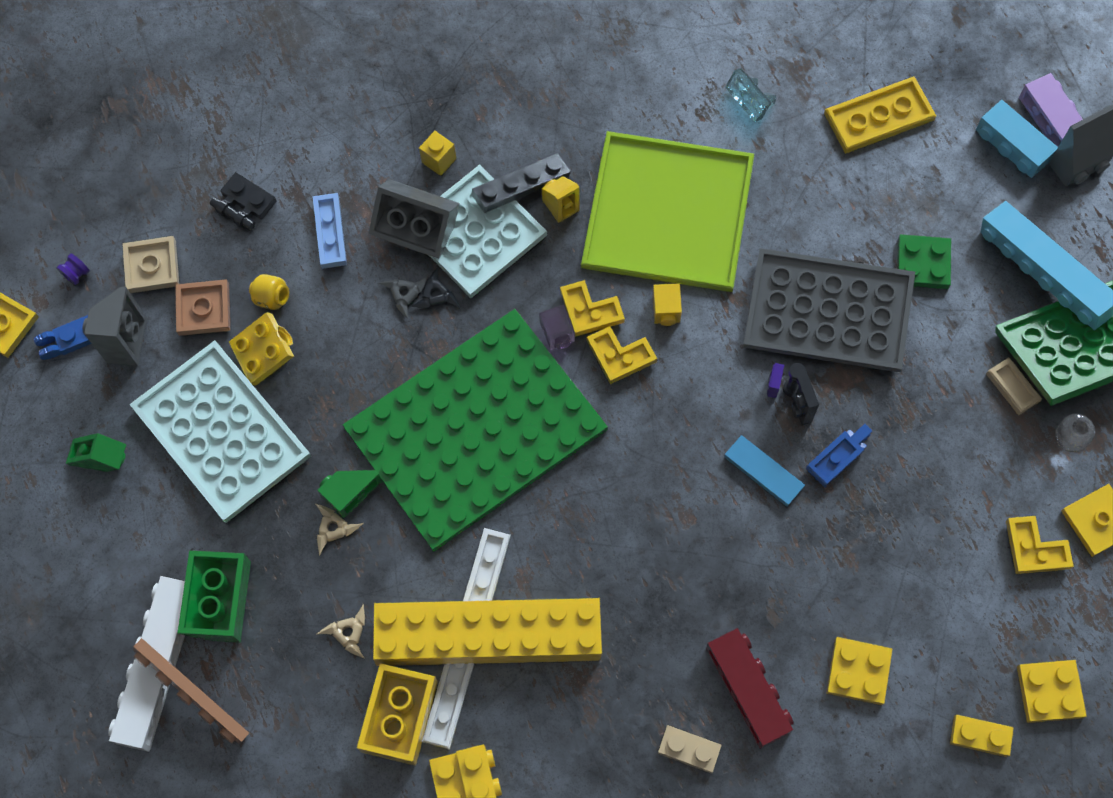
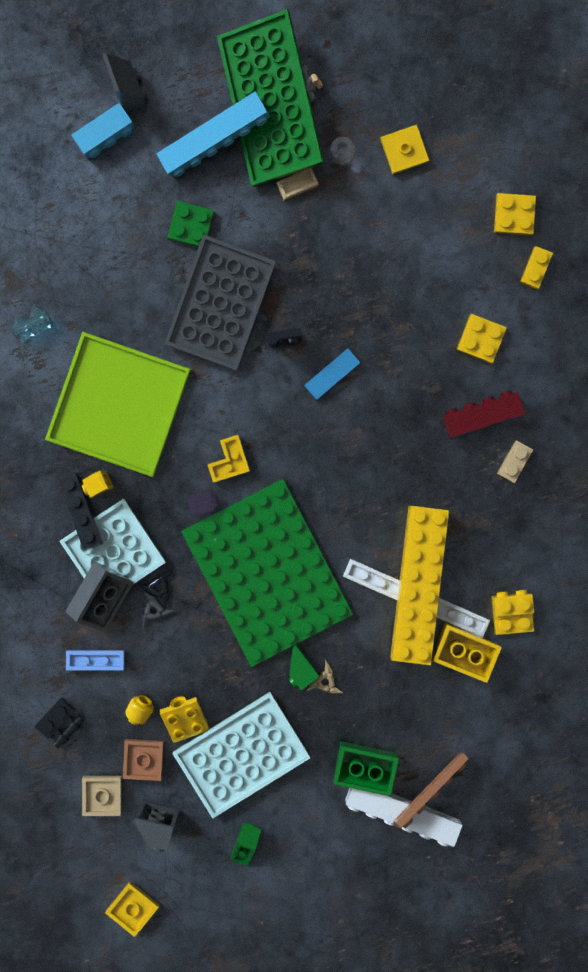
camera: 80 degrees left, 20 degrees up
(68, 337) = (149, 859): blue hinge -> none
(73, 269) = (97, 854): dark purple wheel -> none
(351, 641) = (399, 672): tan piece -> none
(437, 153) = (44, 571): yellow brick -> none
(589, 316) = (194, 480): yellow plate -> none
(667, 304) = (196, 419): yellow brick -> none
(775, 380) = (268, 353): dark purple tile -> none
(838, 455) = (330, 319): blue hinge -> none
(879, 114) = (63, 229): yellow tile -> none
(1030, 553) = (419, 204): yellow plate -> none
(1049, 107) = (86, 96): lavender brick -> none

